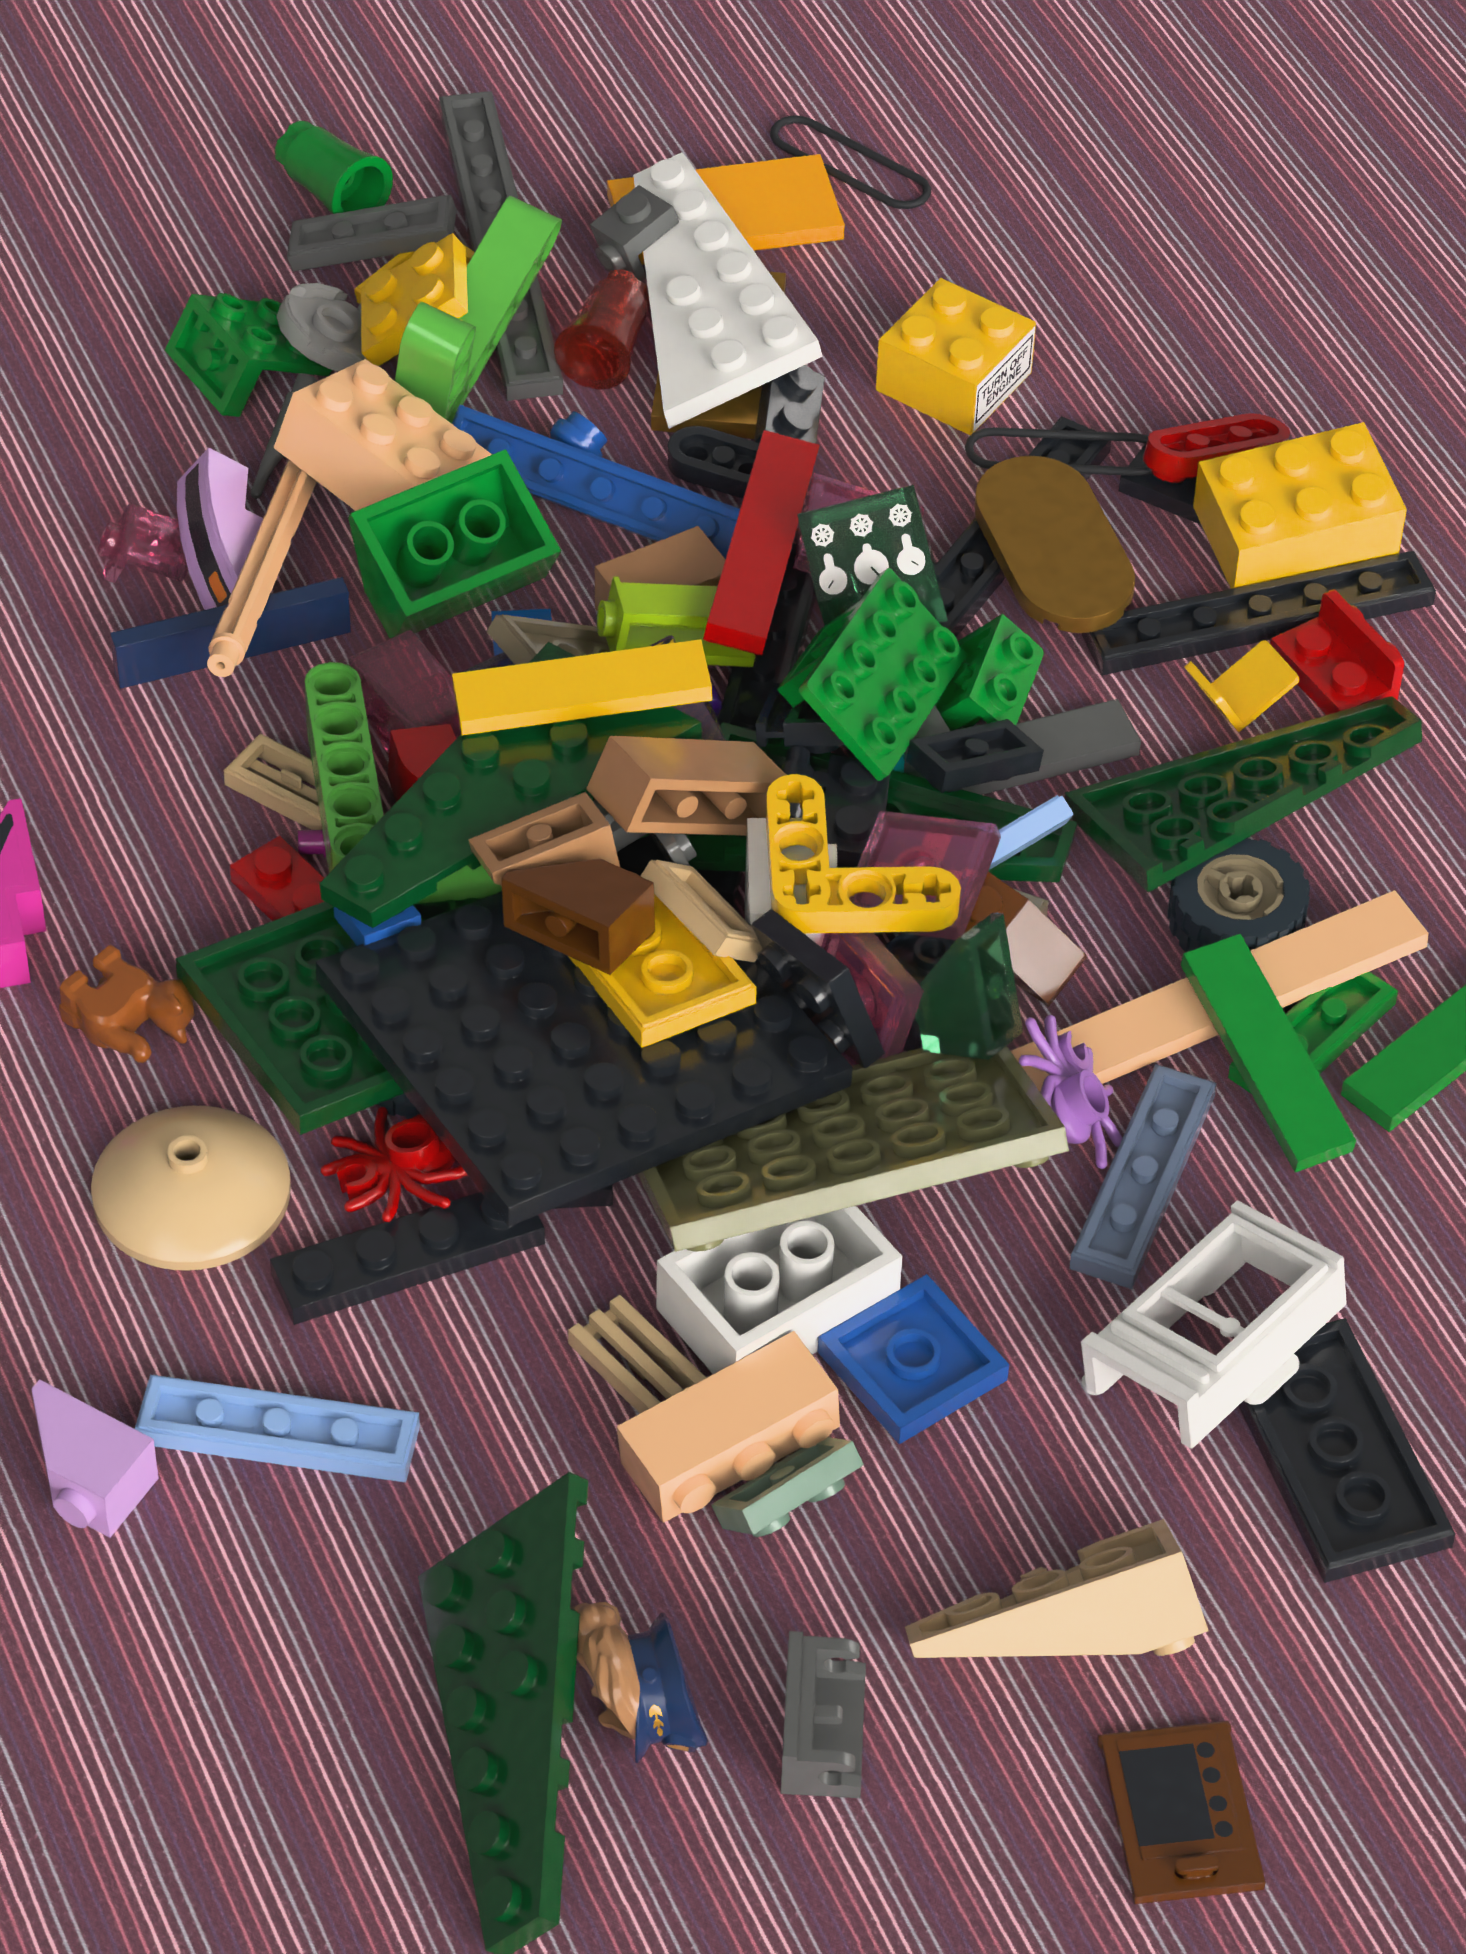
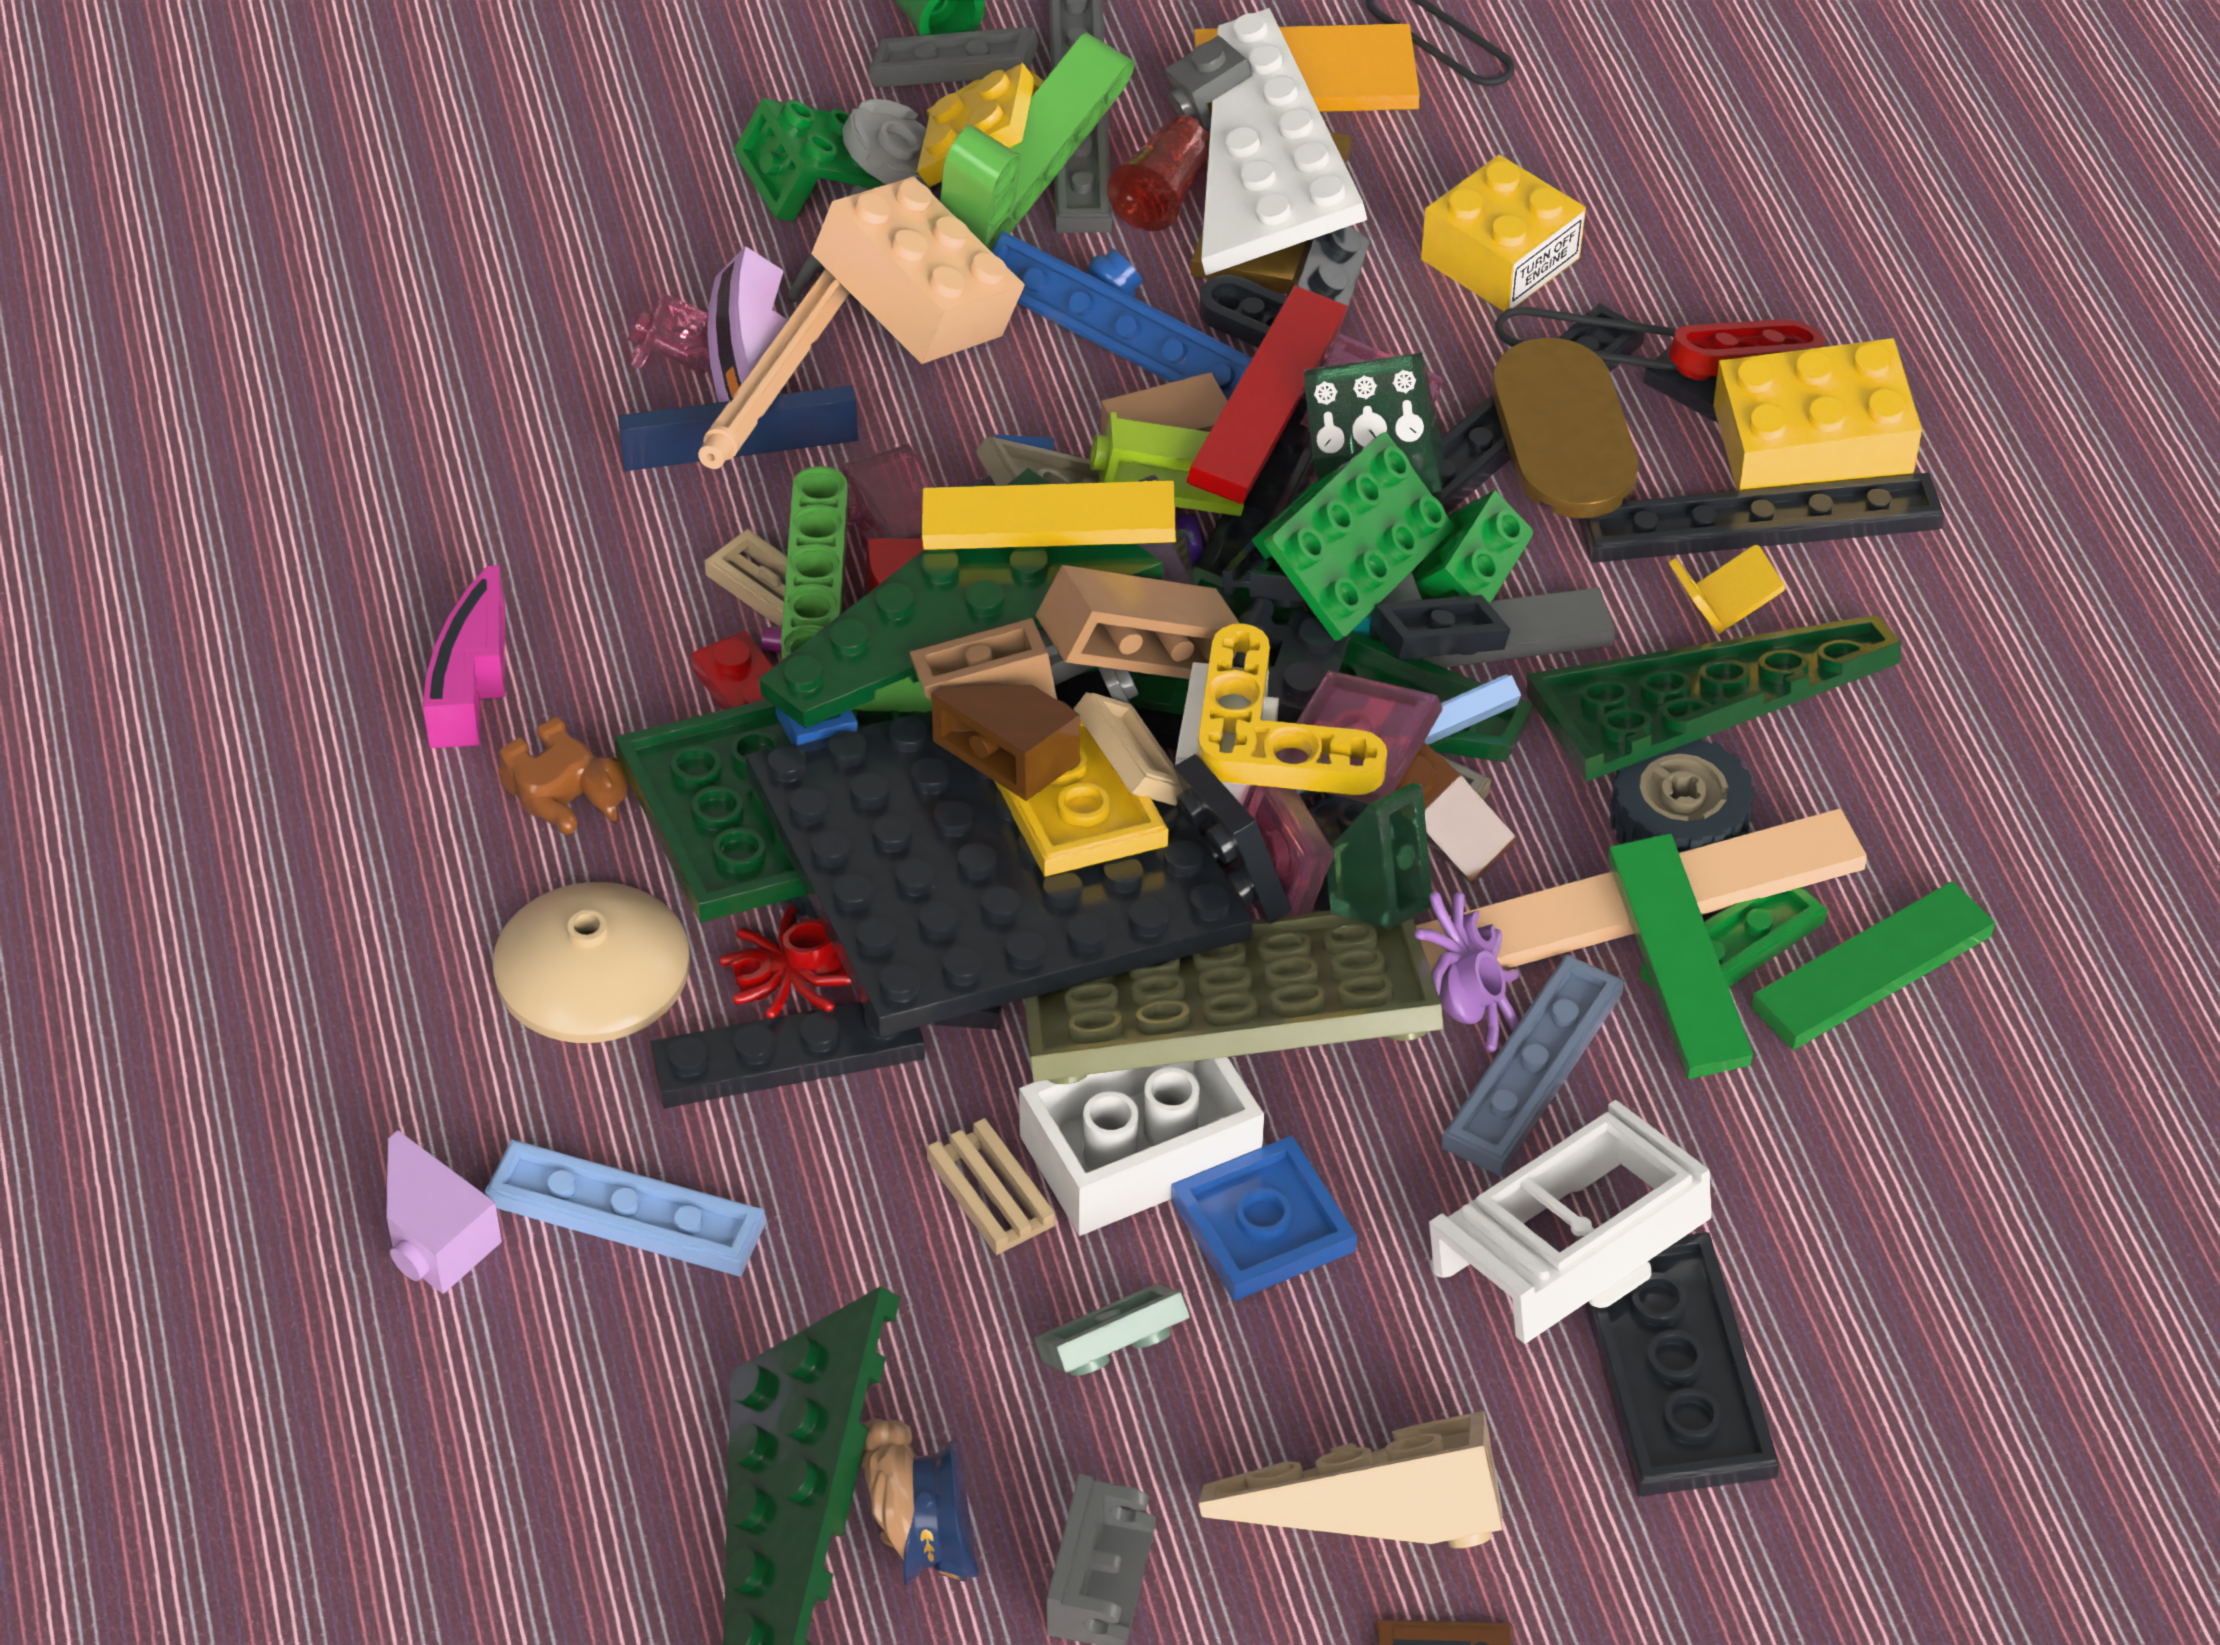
camera: 10 degrees right, 0 degrees up
(451, 545) = (964, 365): green slope -> none
(729, 1427) = (1064, 1262): light nougat brick -> none
(1341, 657) = (1833, 571): red bracket -> none

